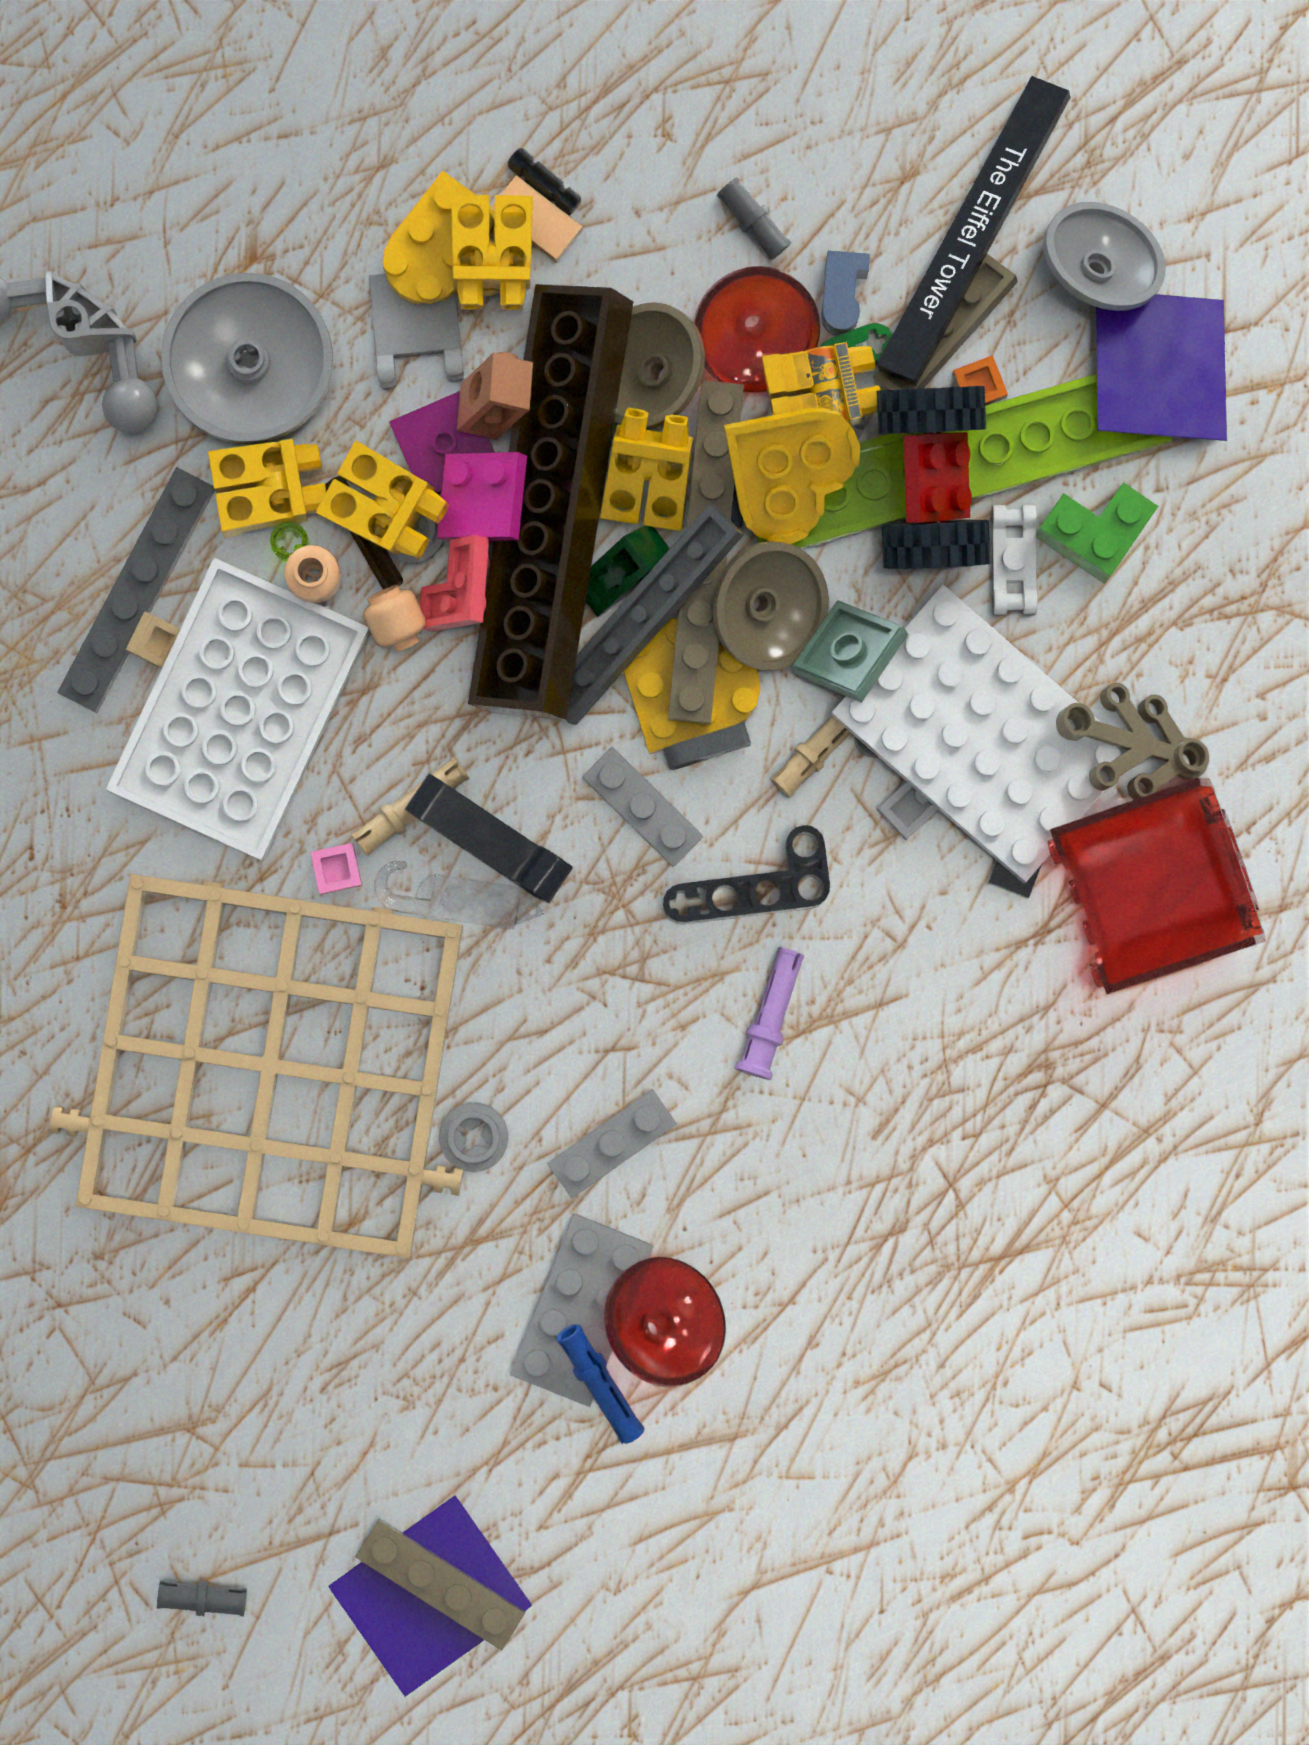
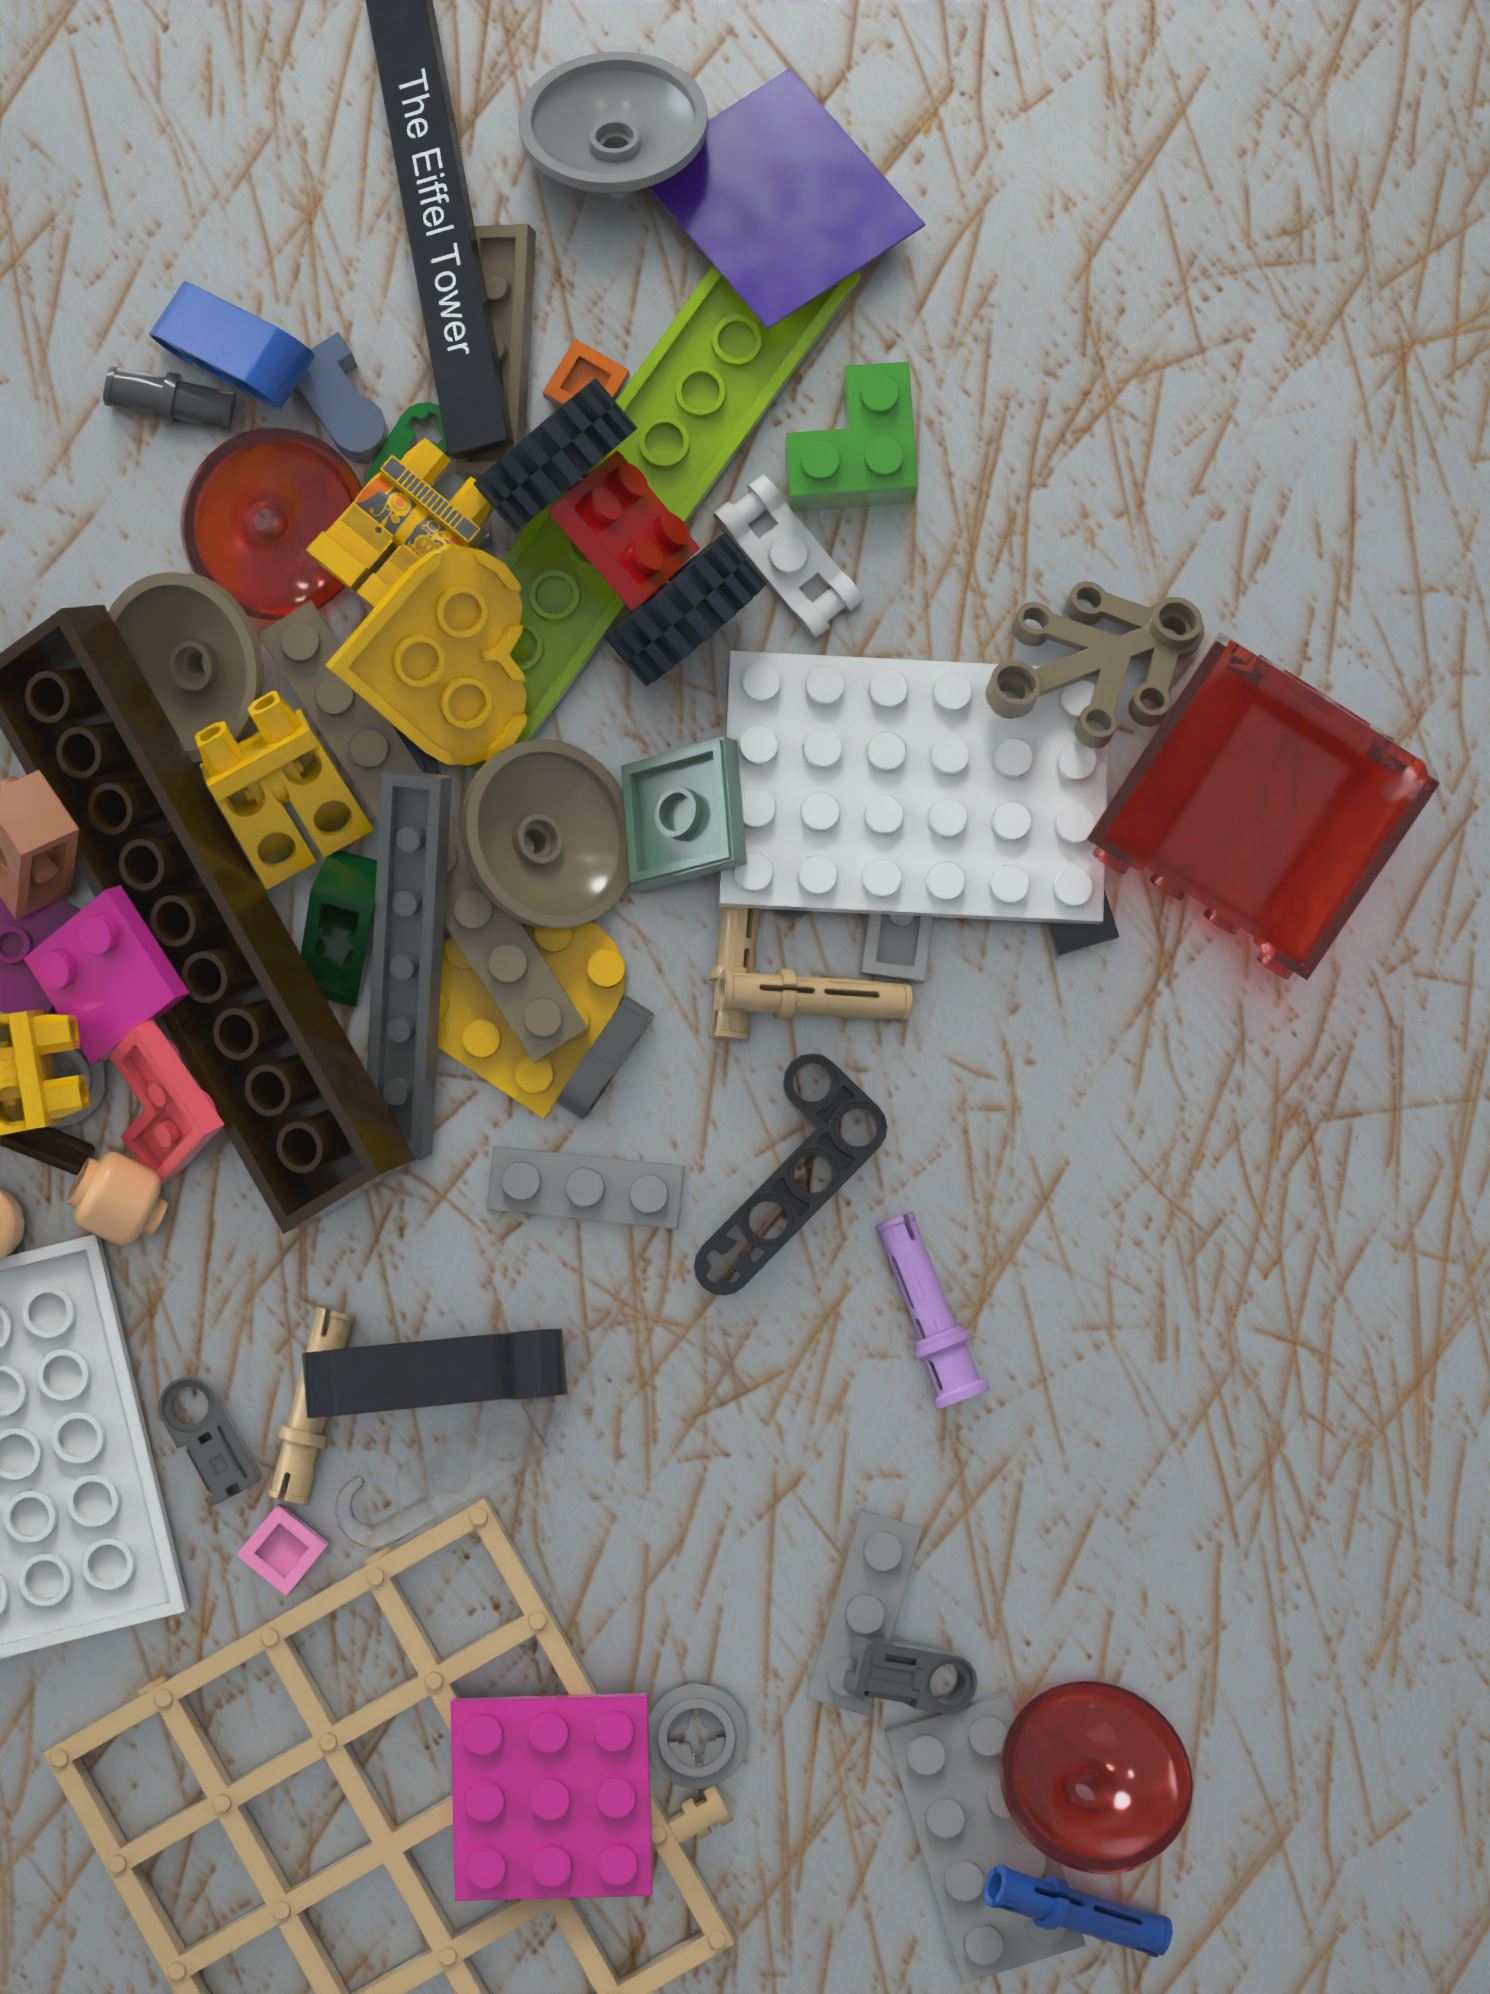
camera: 40 degrees left, 0 degrees up
(344, 785) = (212, 1443): none -> dark grey piece
(375, 1105) = (551, 1797): none -> dark pink plate
(607, 1191) = (904, 1674): none -> dark grey piece
(808, 217) = (232, 345): none -> beam
(828, 788) = (792, 994): none -> tan pin

